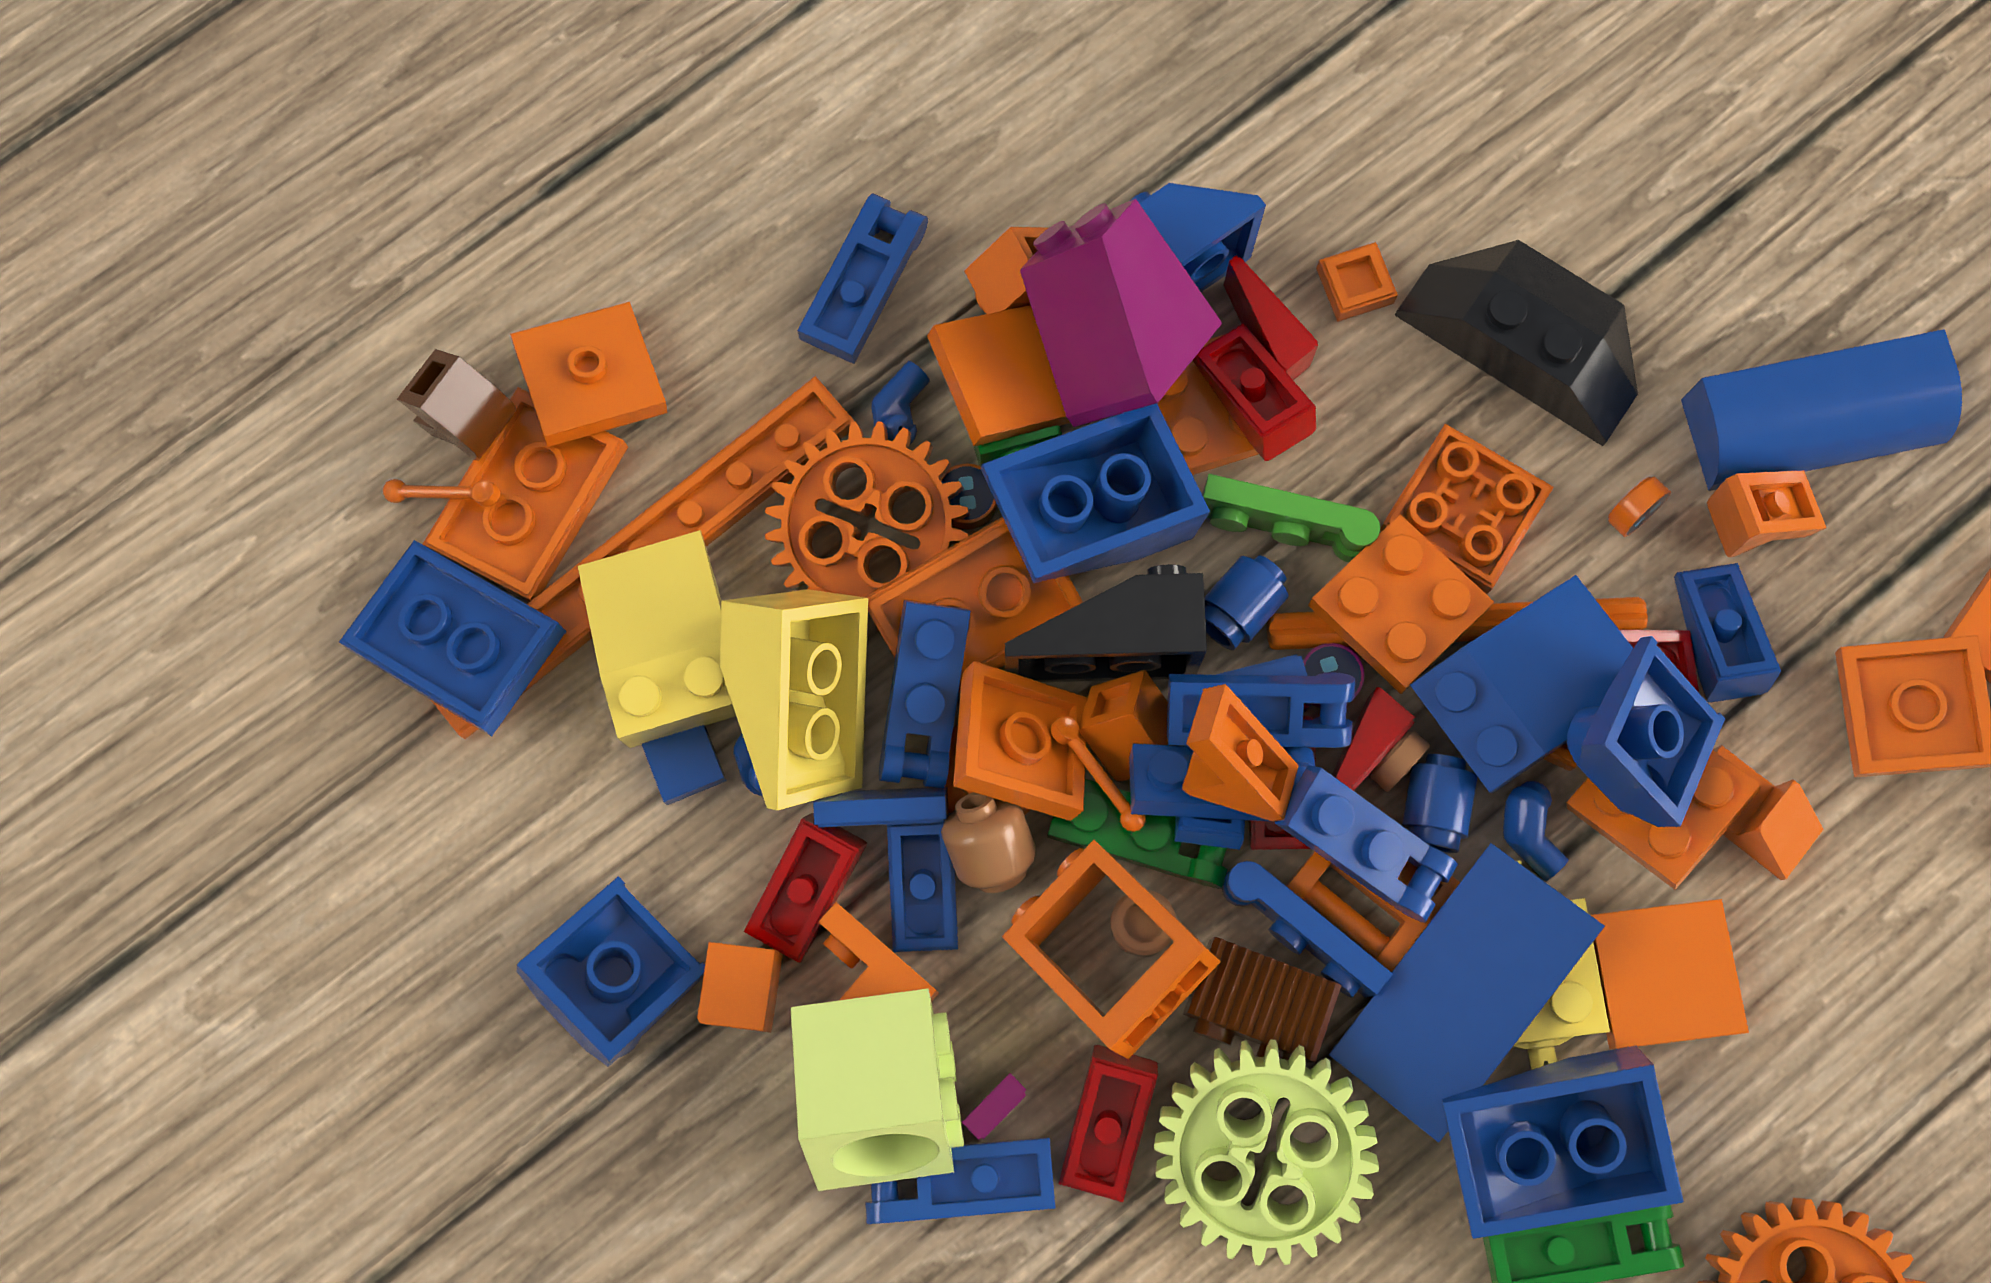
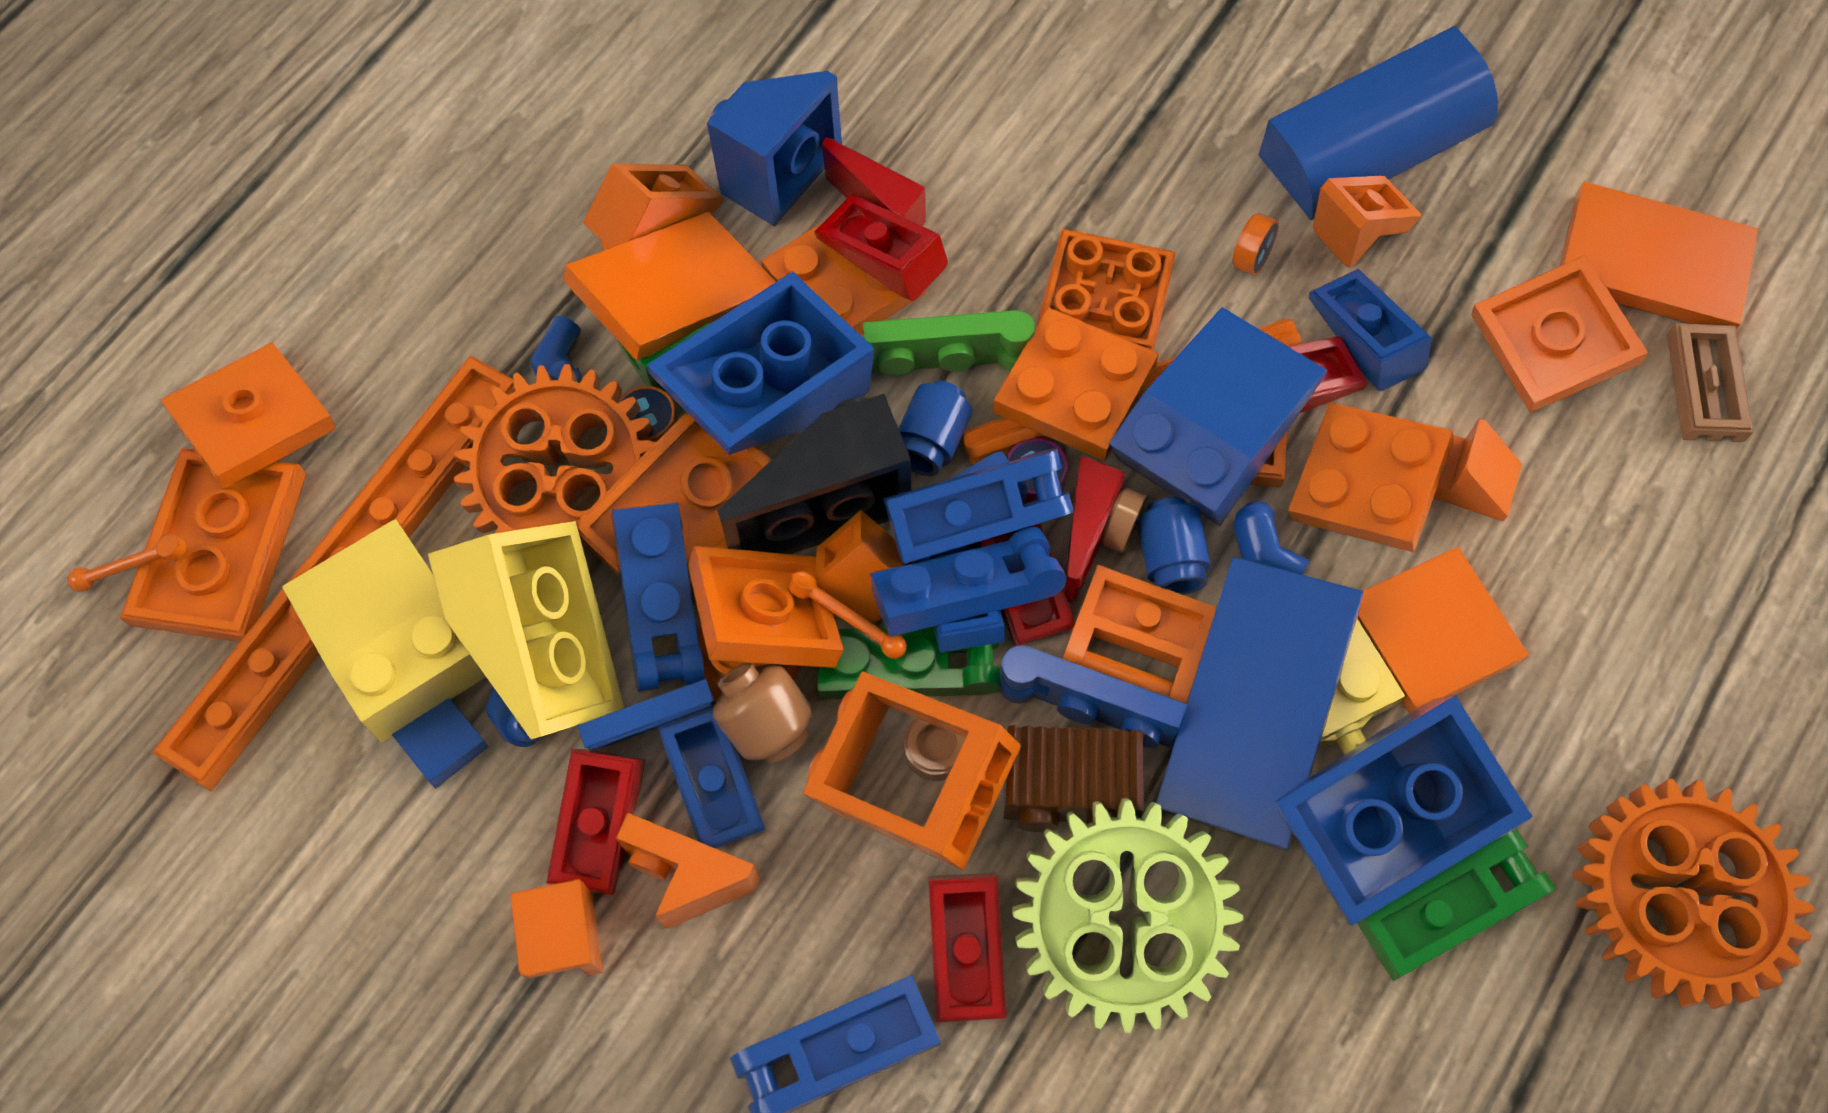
camera: 20 degrees left, 10 degrees down
(453, 637) = (171, 693): blue tile -> none
(457, 403) = (120, 469): reddish brown brick -> none
(610, 973) = (416, 964): blue slope -> none
(861, 279) = (489, 261): blue plate -> none
(875, 1089) = (721, 977): yellowish green brick -> none
(995, 1107) = (848, 963): magenta tile -> none
(1114, 311) = (727, 198): magenta slope -> none
(1237, 758) = (970, 544): orange slope -> none
(1356, 281) = (942, 139): orange tile -> none
(1365, 842) = (1118, 591): blue plate -> none
(1532, 332) = (1110, 135): black wedge -> none
(1647, 738) = (1336, 416): blue slope -> none

